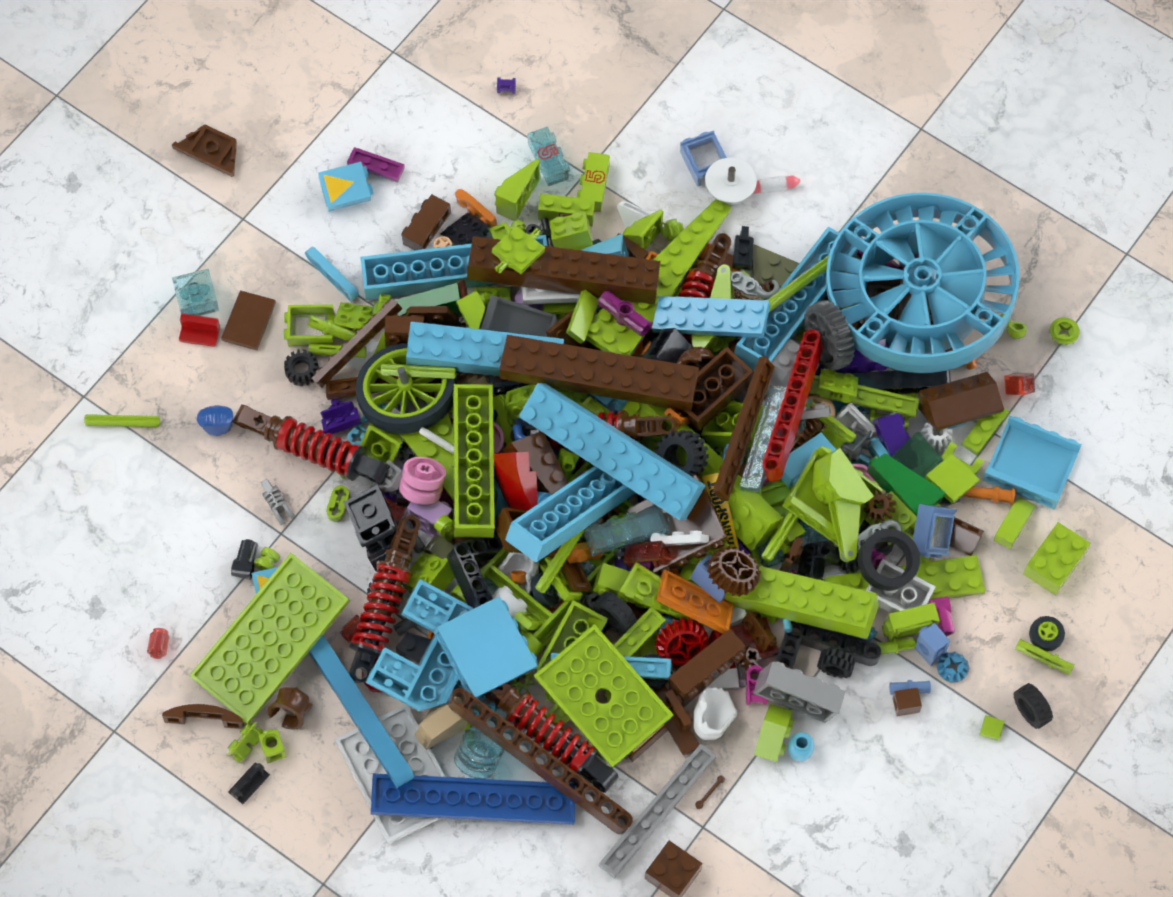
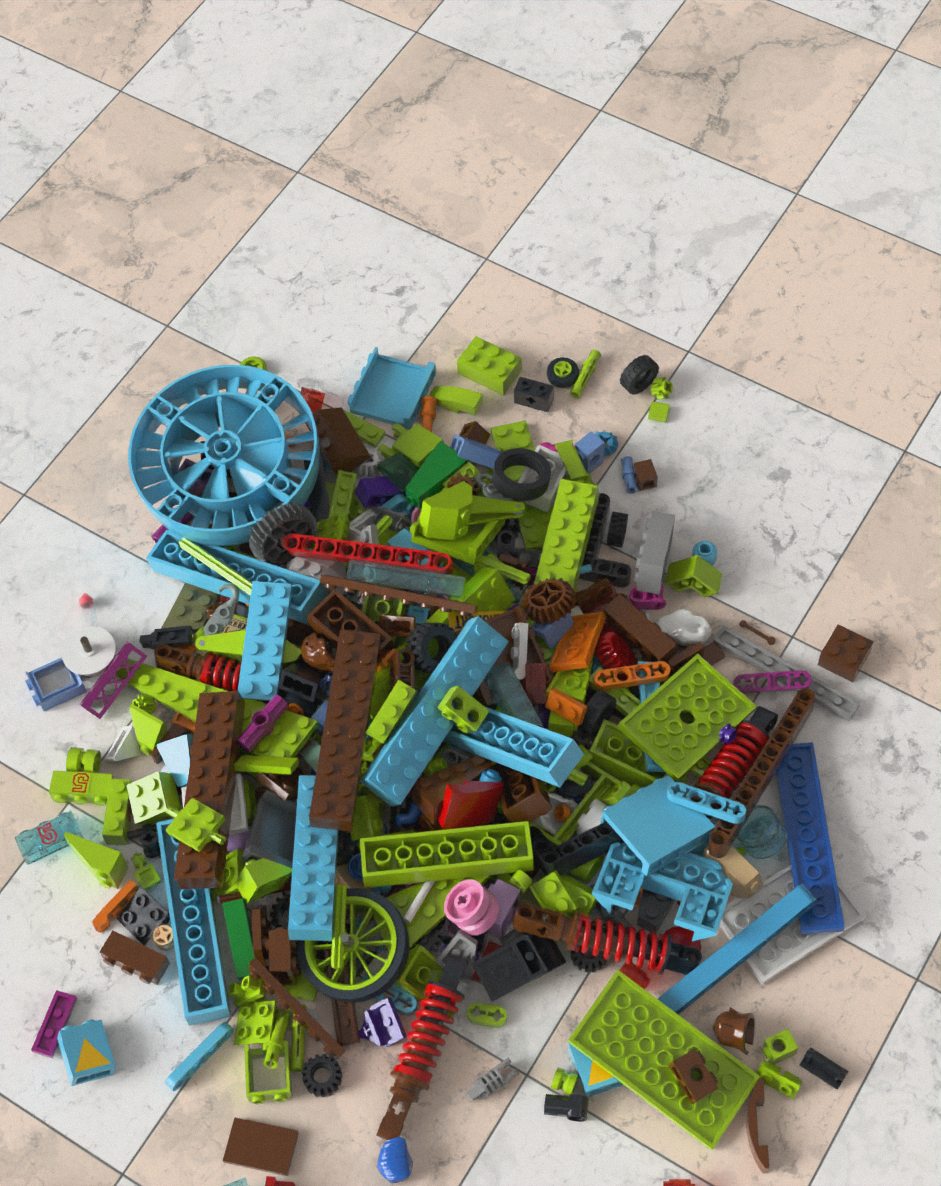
camera: 90 degrees left, 5 degrees down
(236, 658) = (682, 1070): none -> reddish brown brick
(430, 555) = (553, 894): none -> lime plate
(500, 691) = (705, 805): none -> medium azure beam
(577, 728) = (727, 734): none -> dark purple plate
(606, 472) = (465, 705): none -> lime brick
(608, 409) = (391, 712): none -> lime brick
(615, 577) = (566, 706): none -> orange plate
(620, 181) = (81, 760): none -> lime wheel
(642, 793) = (772, 681): none -> magenta beam
(651, 647) = (630, 672): none -> orange beam
(703, 196) = (105, 678): none -> magenta fence
(714, 430) = (397, 625): none -> reddish brown slope
(1016, 599) = (533, 394): none -> black brick
(1019, 731) = (661, 388): none -> lime gear

